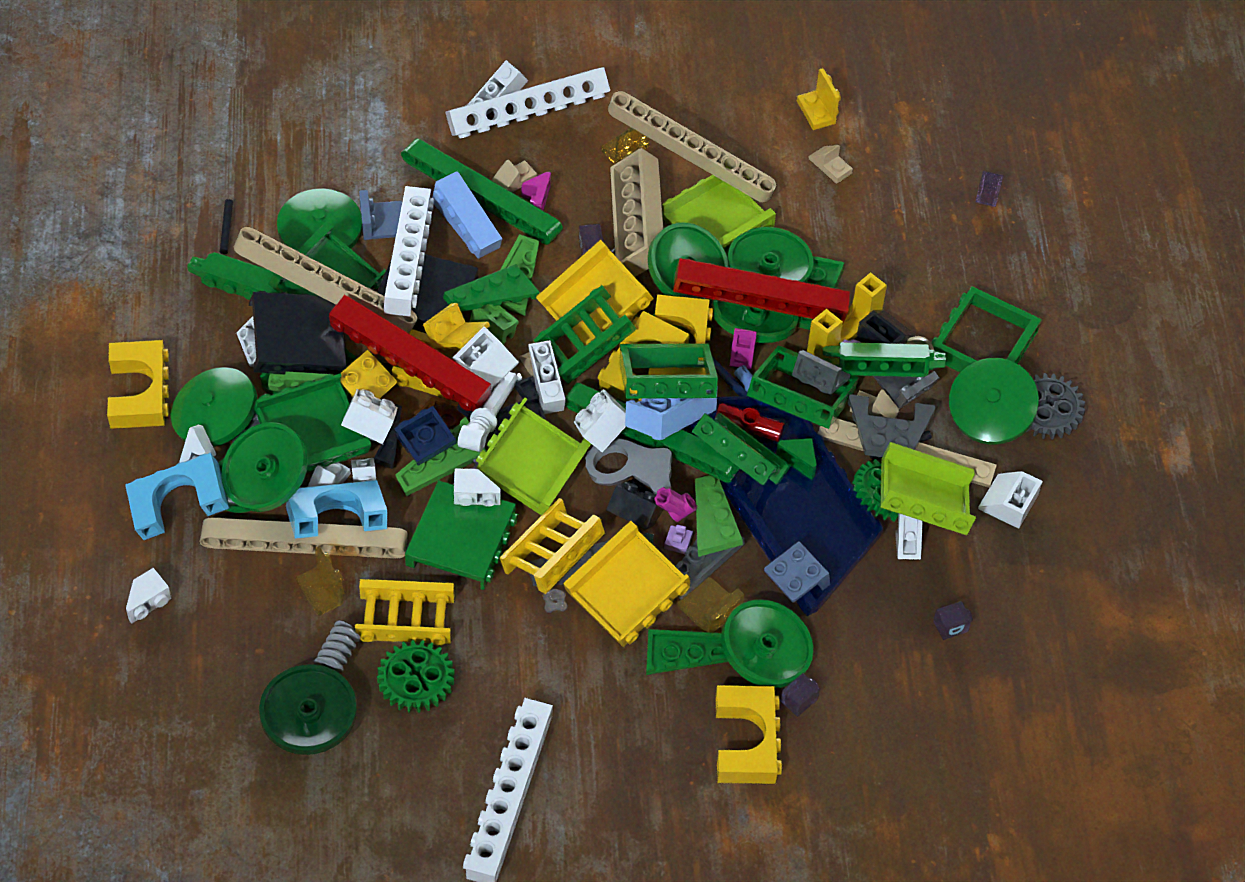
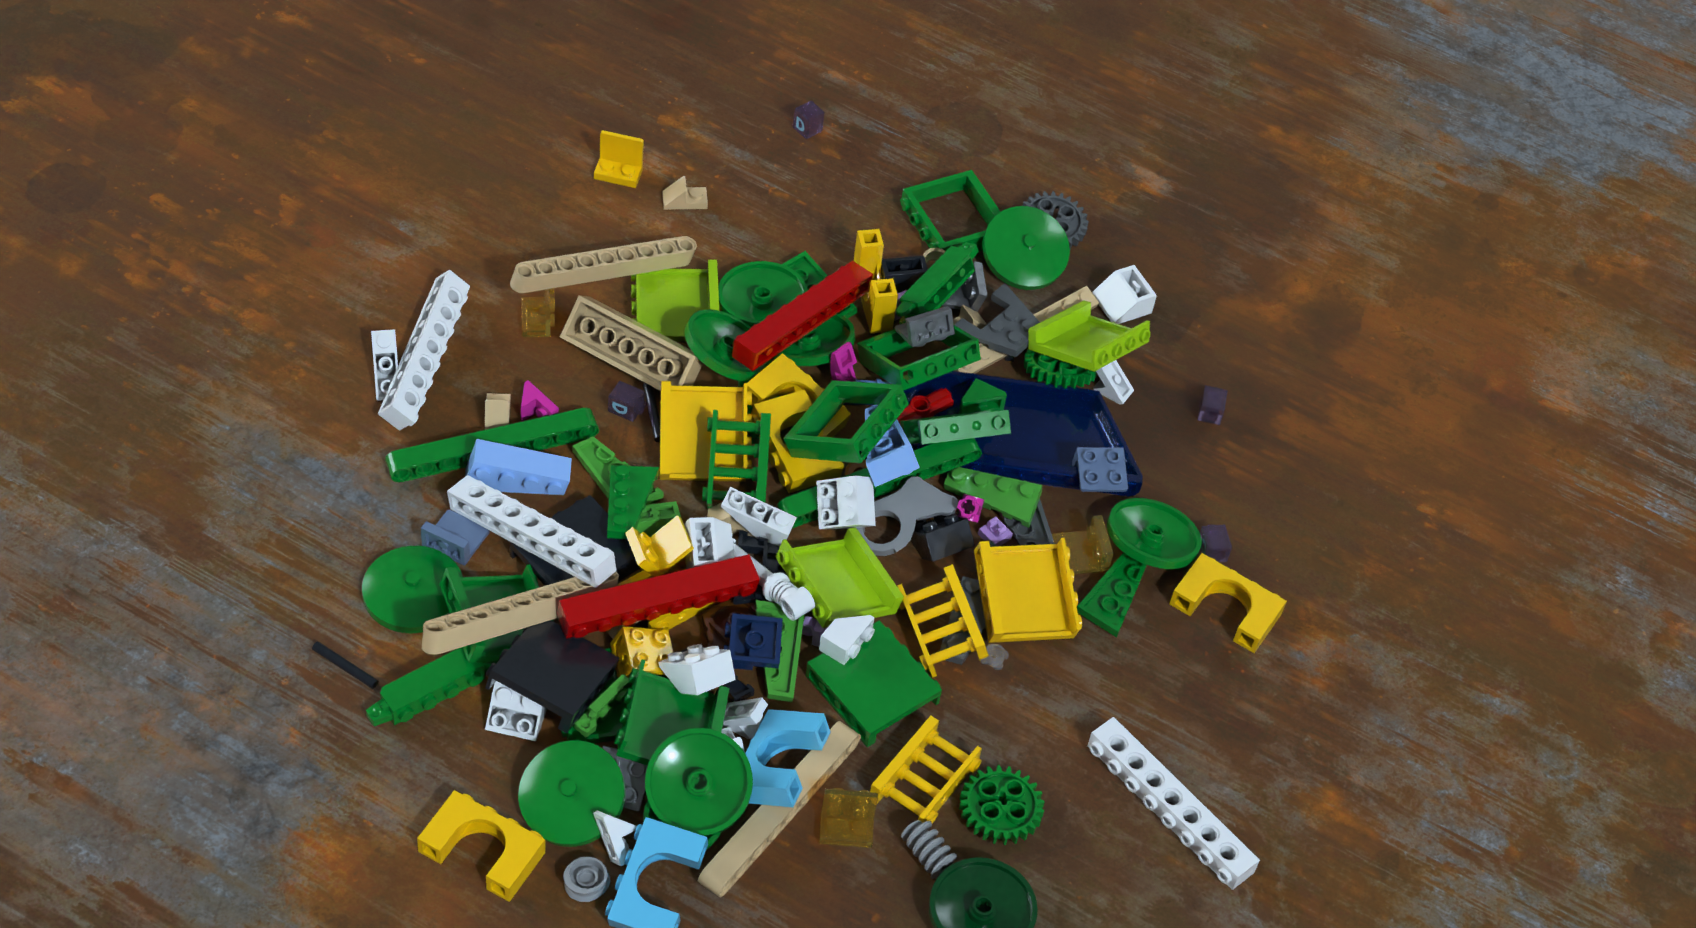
camera: 60 degrees left, 5 degrees down
(155, 456) = (586, 879): none -> light grey piece

